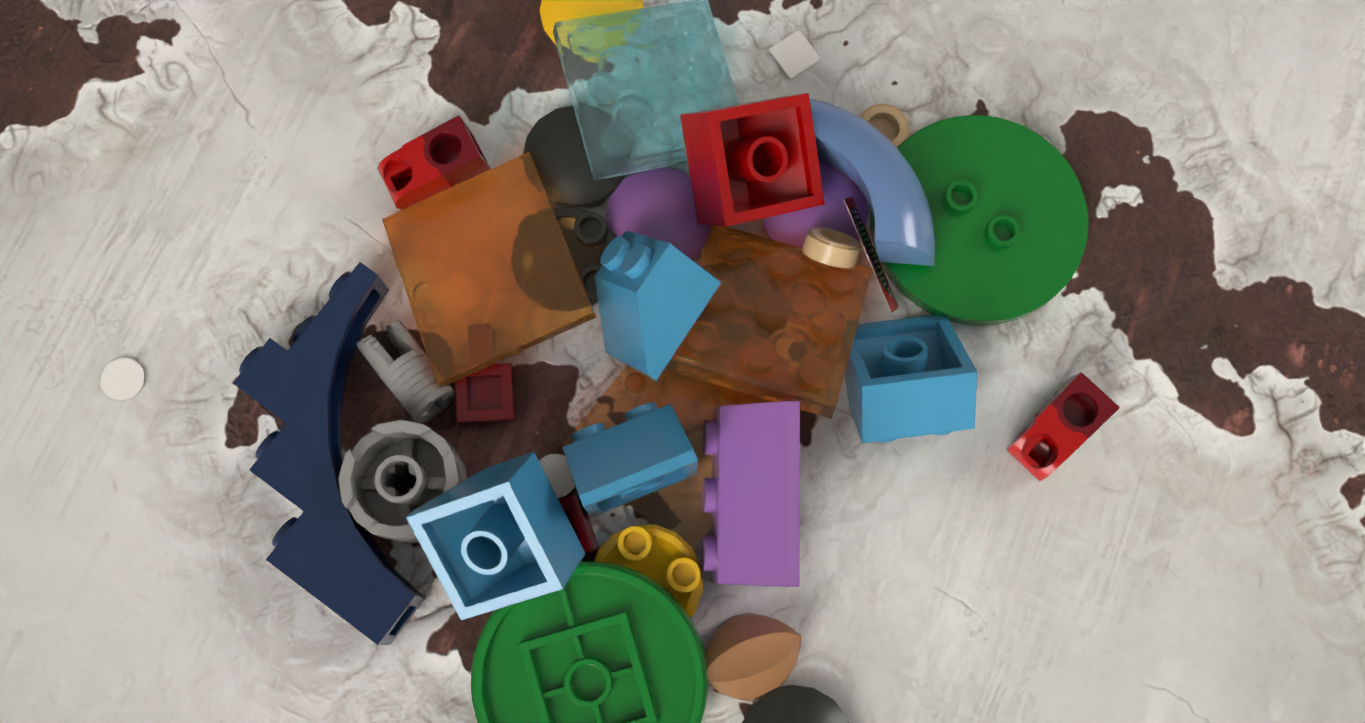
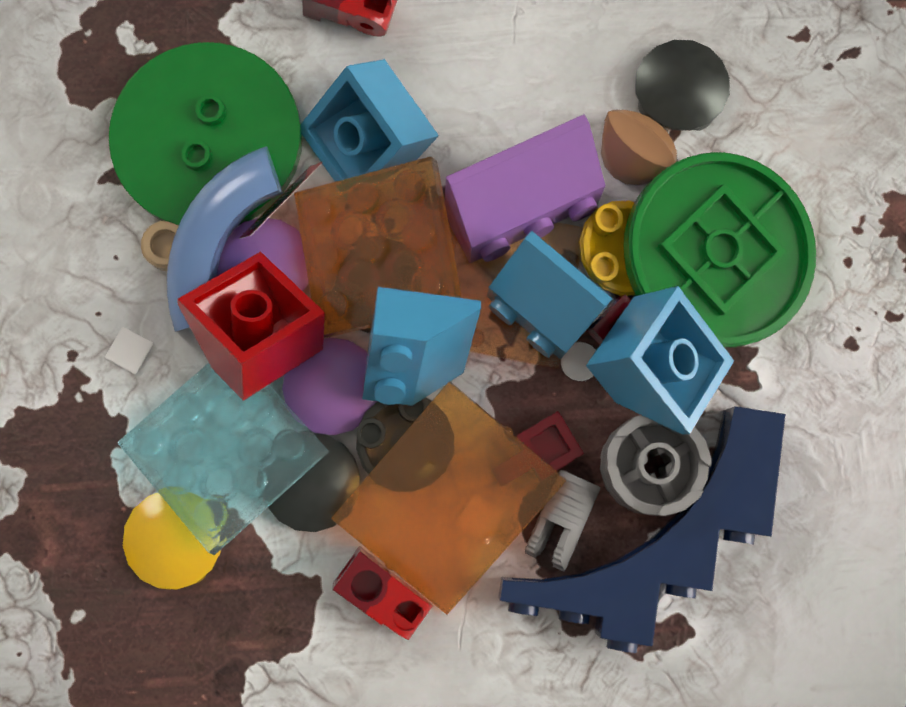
camera: 110 degrees left, 5 degrees up
(831, 247) = (294, 229): tan tile -> none

